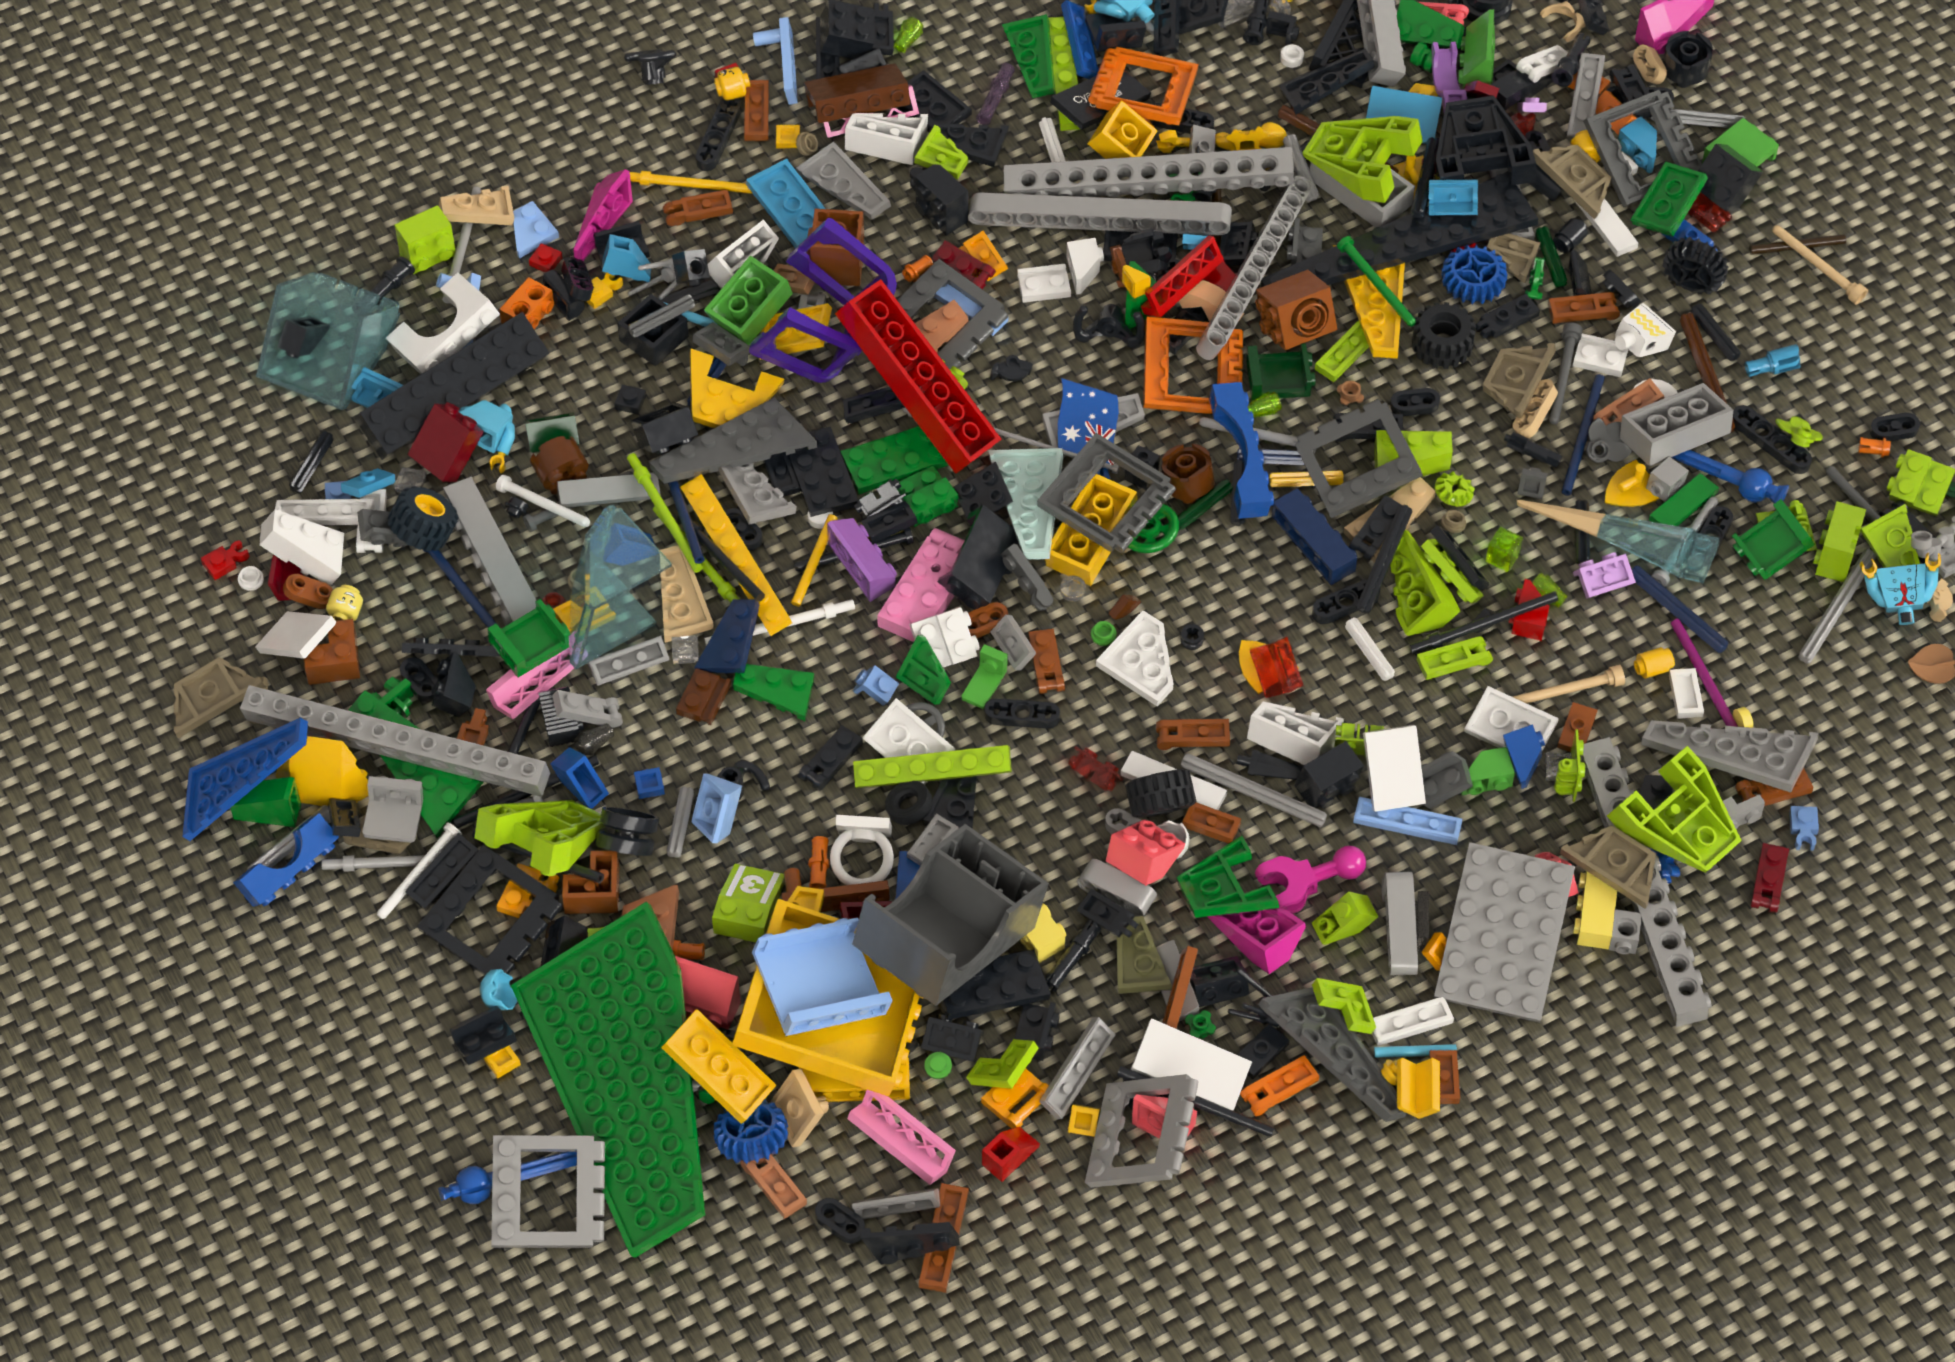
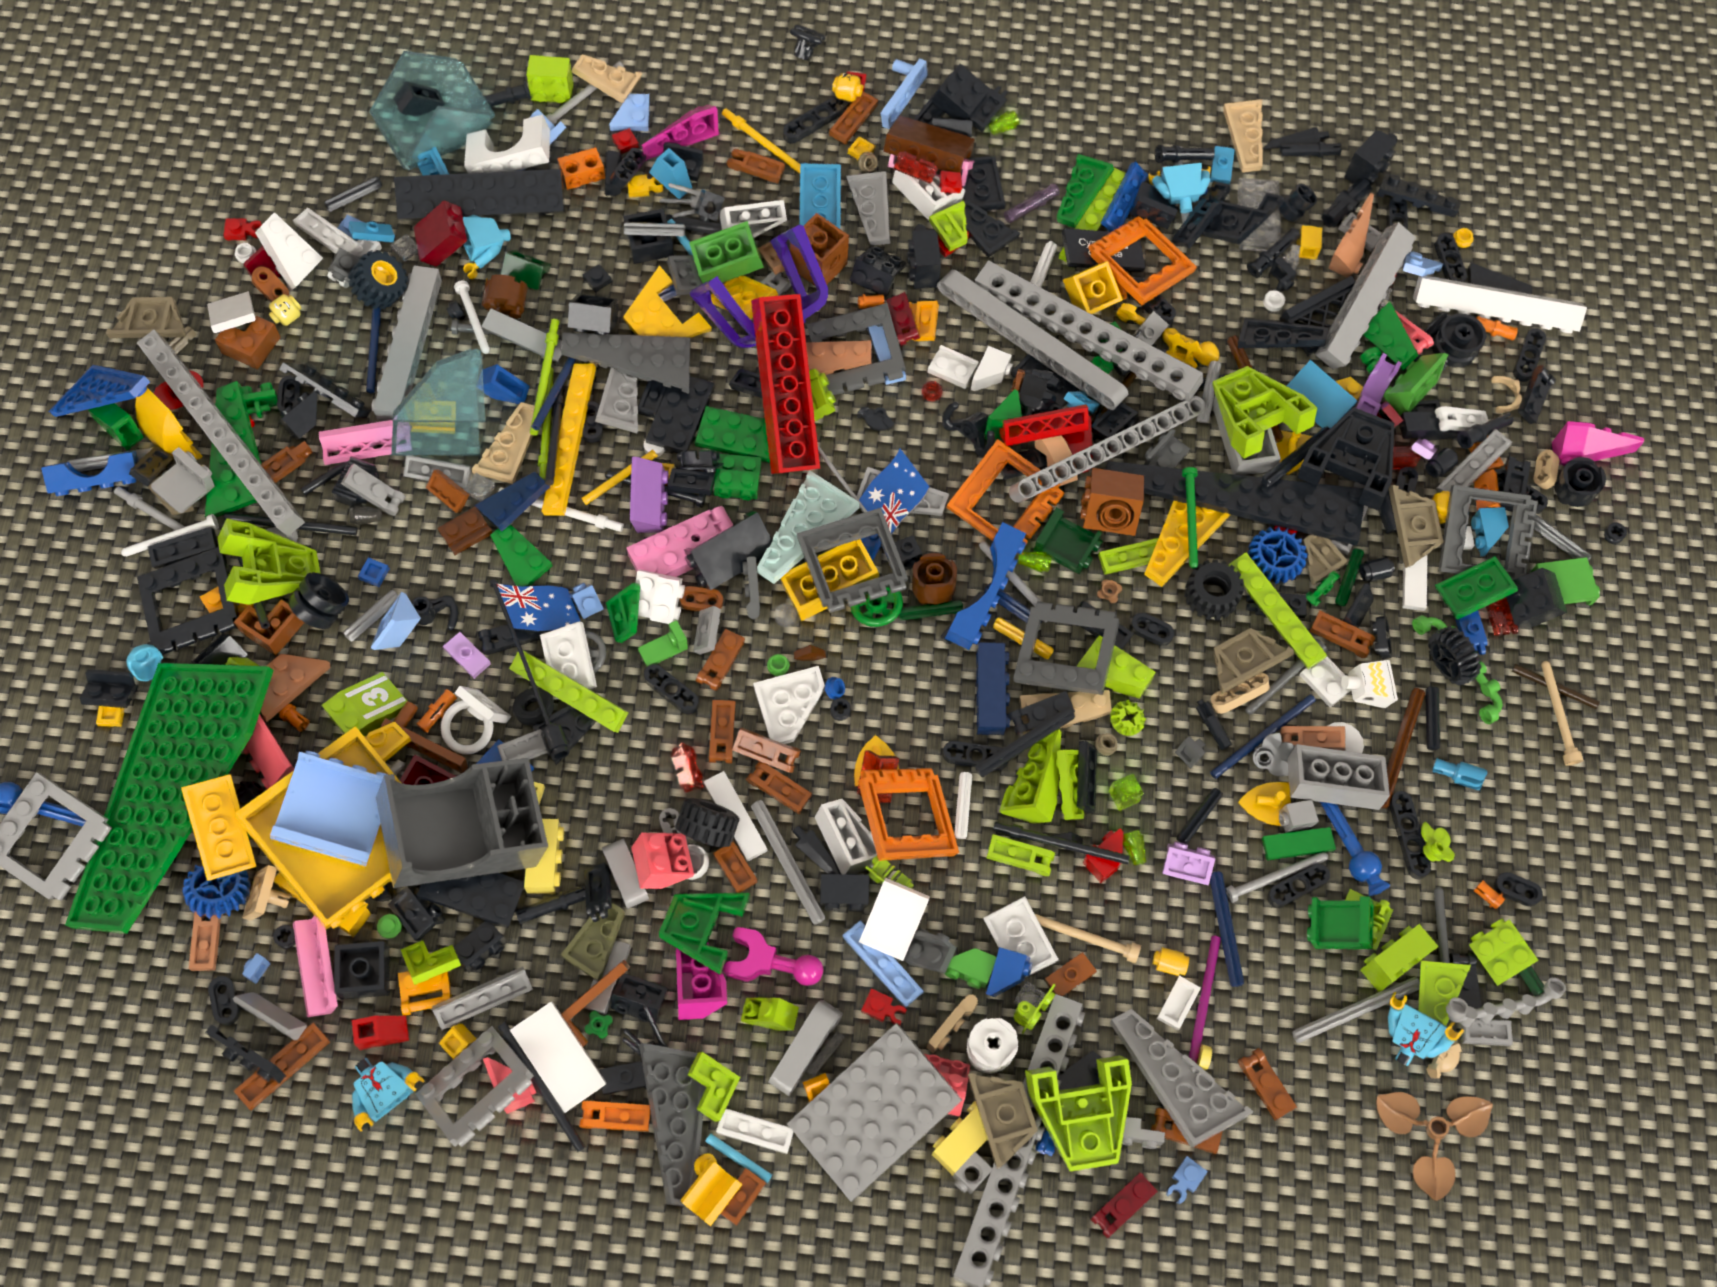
camera: 30 degrees right, 10 degrees up
(530, 639) = (368, 413): green panel -> none
(579, 777) = (327, 538): blue slope -> none
(657, 670) = (447, 491): none -> dark orange plate
(803, 801) = (466, 655): none -> lavender plate
(845, 1128) = (278, 934): none -> black bush
(845, 1176) = (255, 968): none -> medium blue plate
(849, 715) = (538, 611): none -> flag
(860, 119) = (920, 170): none -> clear red hinge
(900, 237) = (876, 270): none -> black bracket
(910, 114) = (950, 182): none -> red plate
(950, 1109) = (362, 970): none -> black brick
(985, 489) = (775, 501): black hinge -> none
(1043, 310) = (932, 386): none -> clear red plate
(1053, 1193) = (380, 1090): none -> medium azure torso
(1101, 718) = (722, 730): none -> dark orange plate
(1135, 281) = (1003, 409): yellow slope -> none
(1156, 707) = (765, 750): none -> plate
(1172, 620) = (834, 687): none -> blue plate
(1317, 648) = (903, 781): none -> orange hinge
(1434, 856) = (879, 1006): none -> red plate
(1453, 197) = (1302, 485): dark azure hinge -> none
(1510, 821) = (953, 1022): none -> tan hinge
(1517, 320) = (1278, 612): none -> lime plate
(1555, 112) = (1441, 462): none -> black brick
(1561, 816) = (988, 1059): none -> white piece
(1664, 545) = (1255, 874): clear light blue plate -> none
(1751, 91) = (1614, 538): none -> black bush
(1760, 298) = (1489, 713): none -> bright green bar
(1810, 710) = (1267, 1084): none -> dark orange plate

